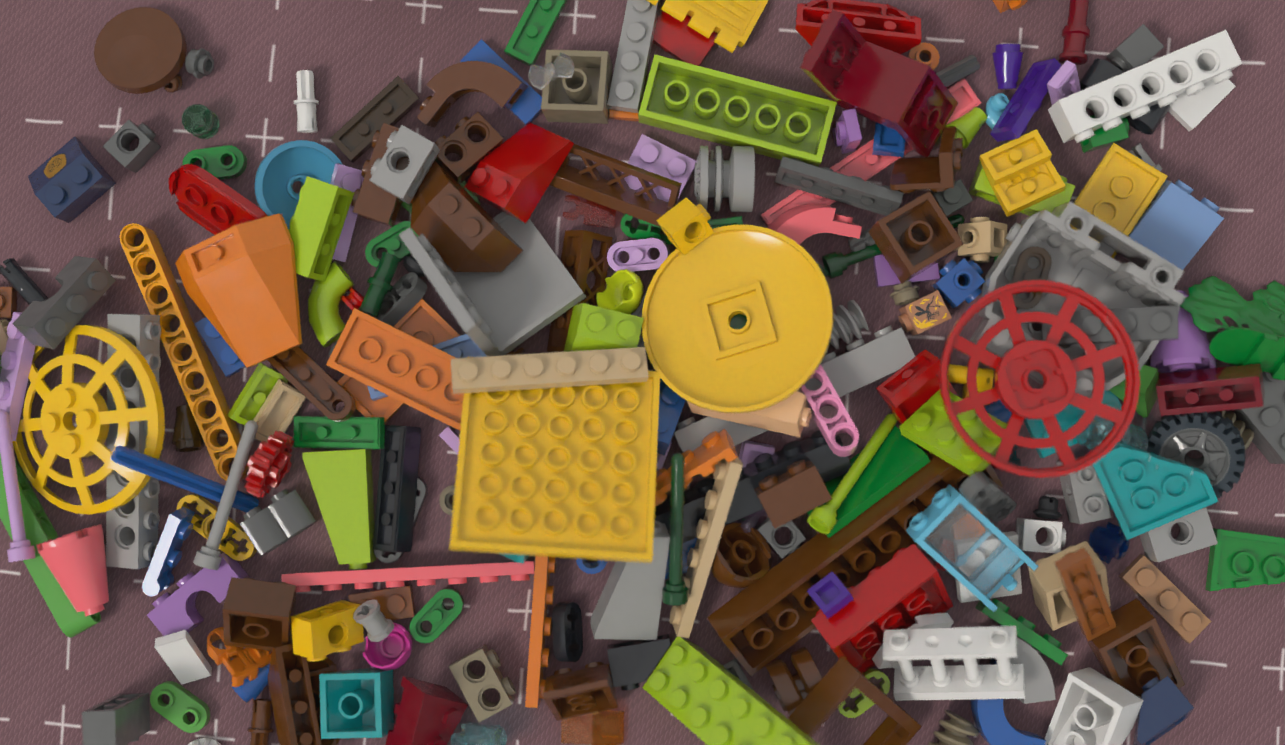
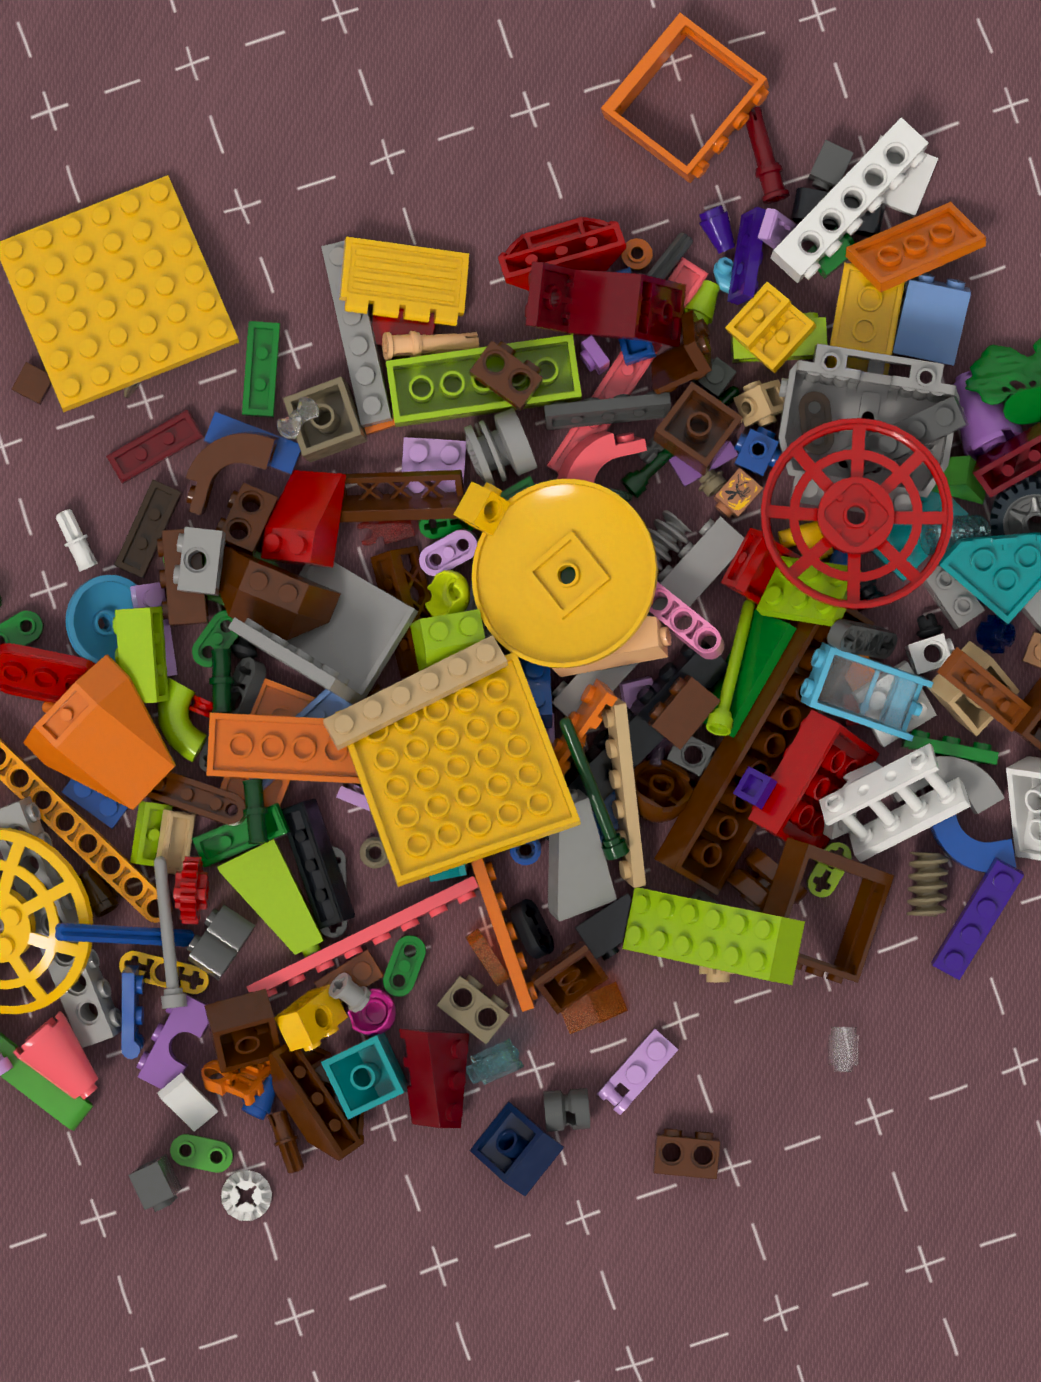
camera: 30 degrees left, 0 degrees up
(357, 417) = (255, 811): none -> dark green pin
(414, 48) = (155, 446): none -> dark red tile
(515, 640) = (487, 957): none -> clear orange beam
(688, 52) = (416, 344): none -> light nougat pin
(753, 115) = (501, 381): none -> reddish brown brick
(1186, 155) = (915, 246): none -> orange plate

